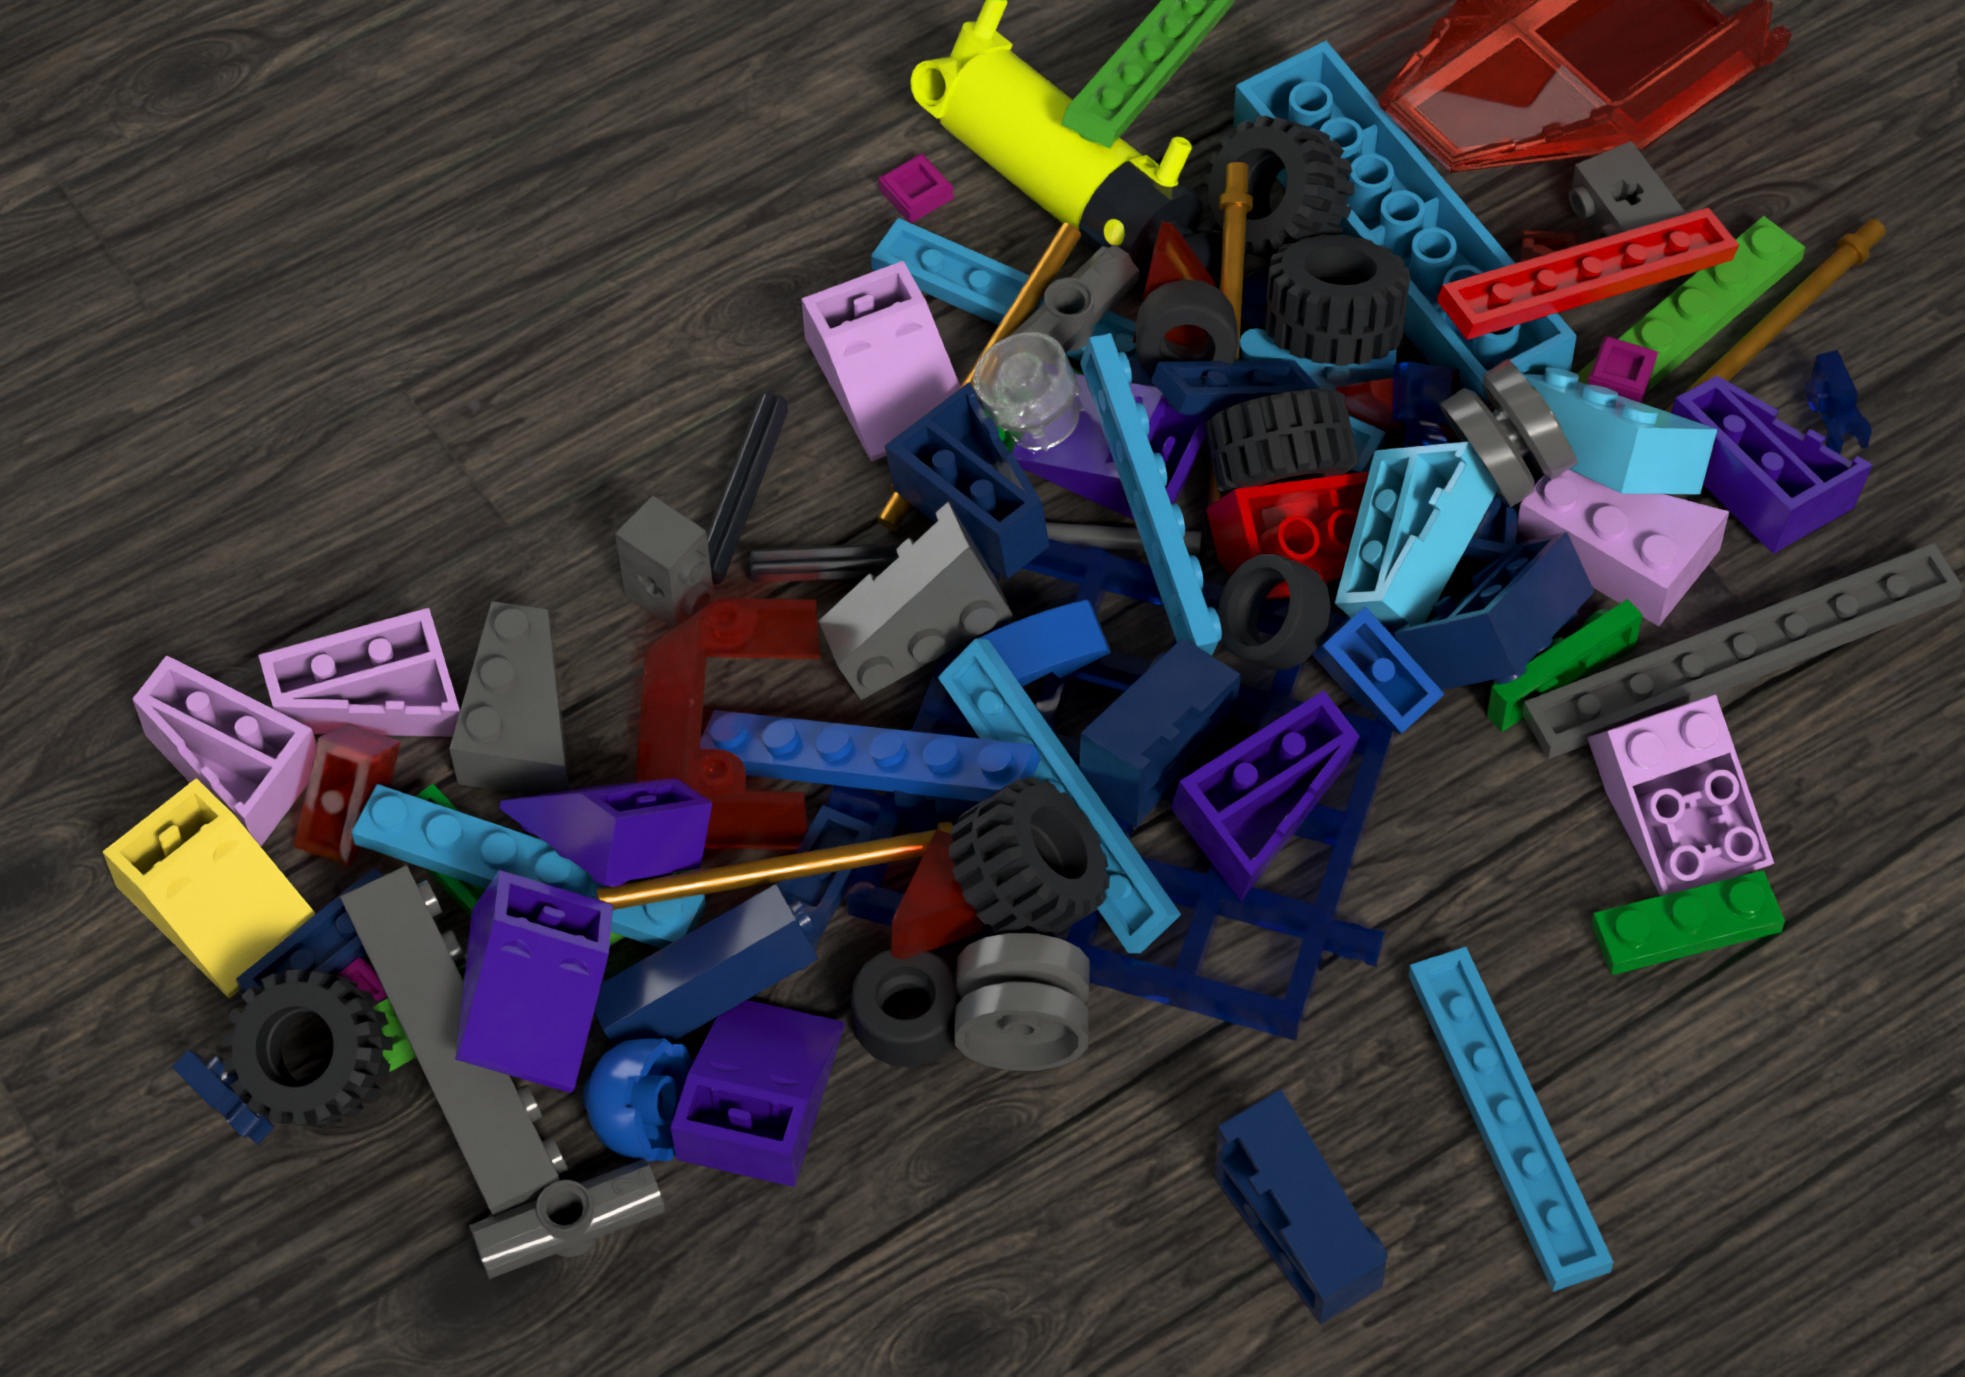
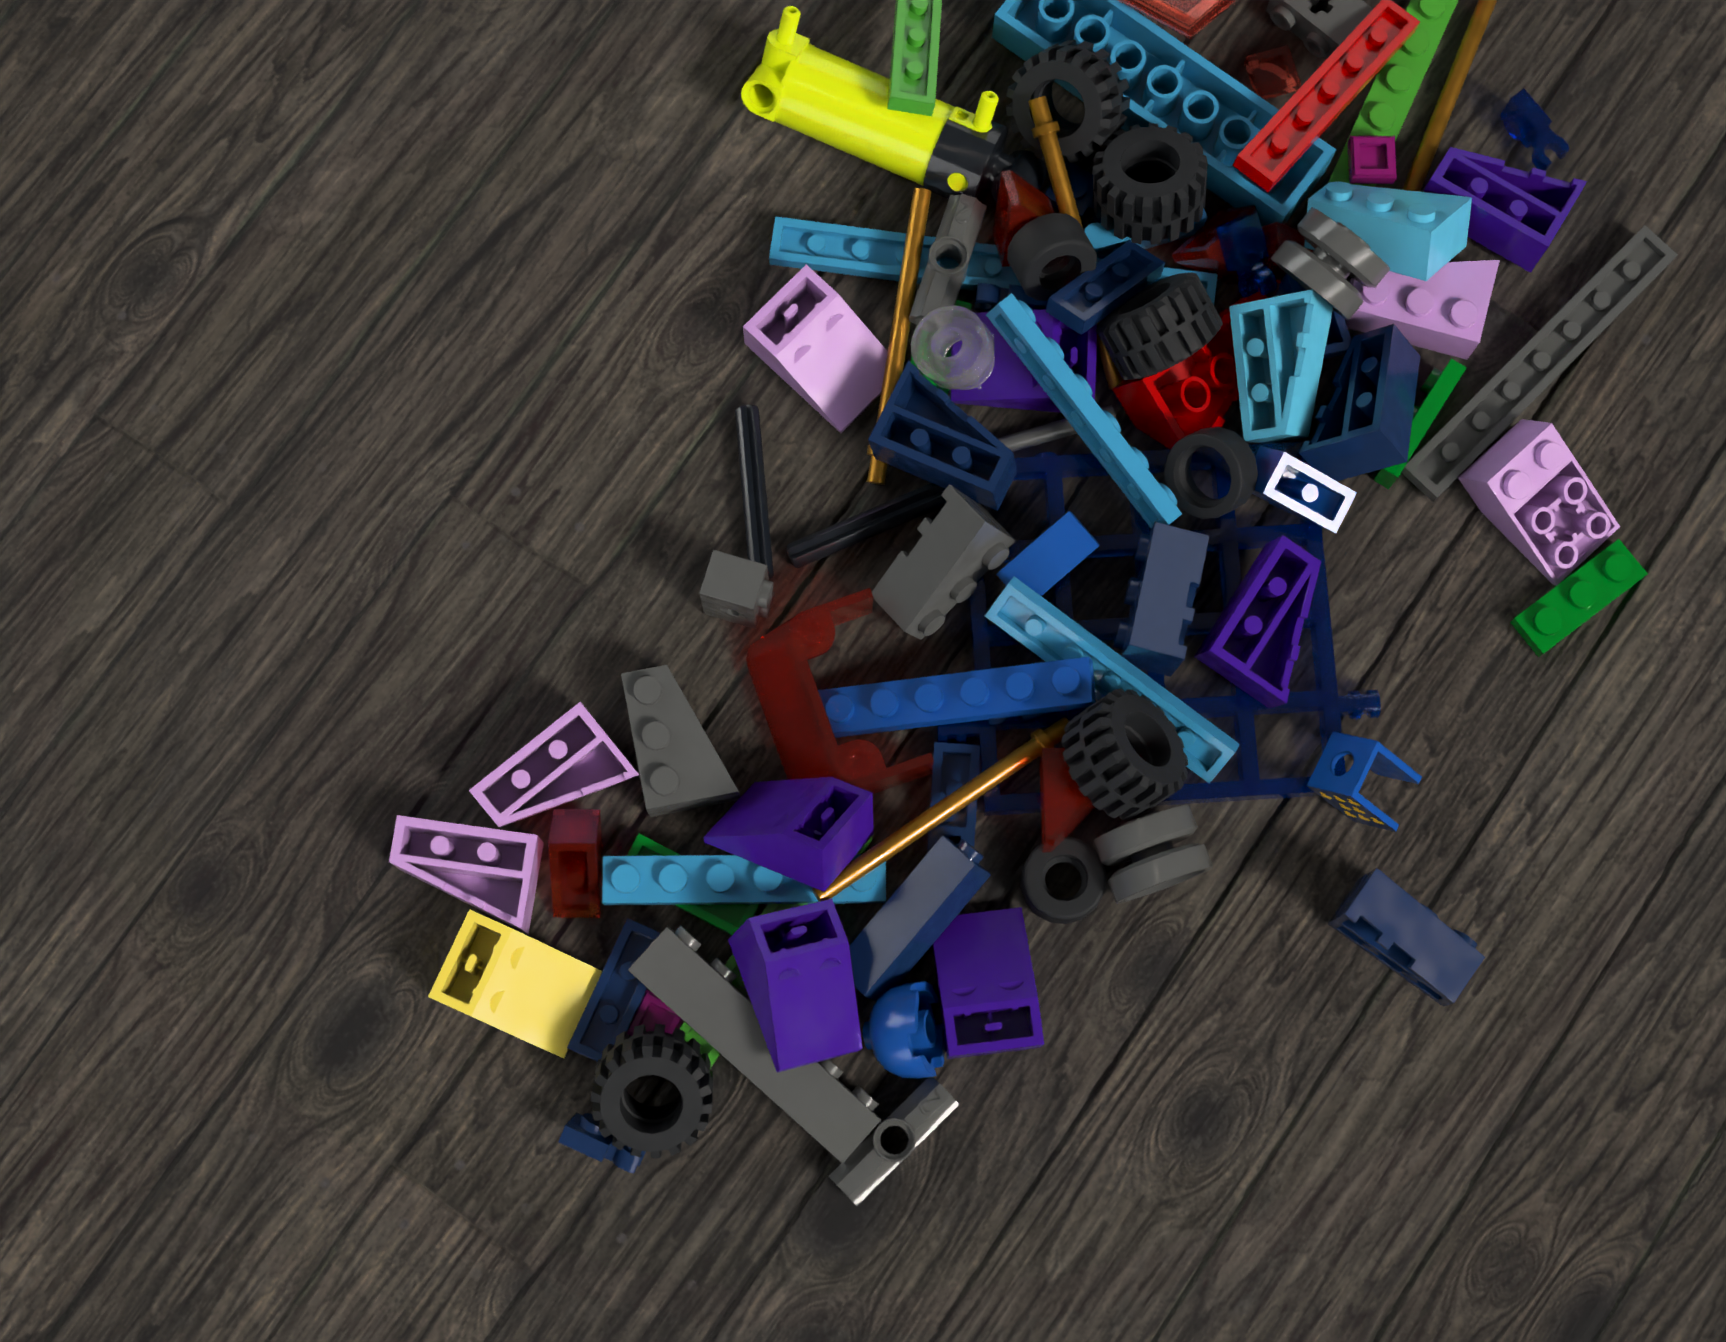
camera: 25 degrees left, 20 degrees up
(916, 188) = (772, 179): magenta tile -> none
(1343, 988) = (1344, 789): none -> blue piece
(1510, 1119) = (1517, 803): dark azure plate -> none

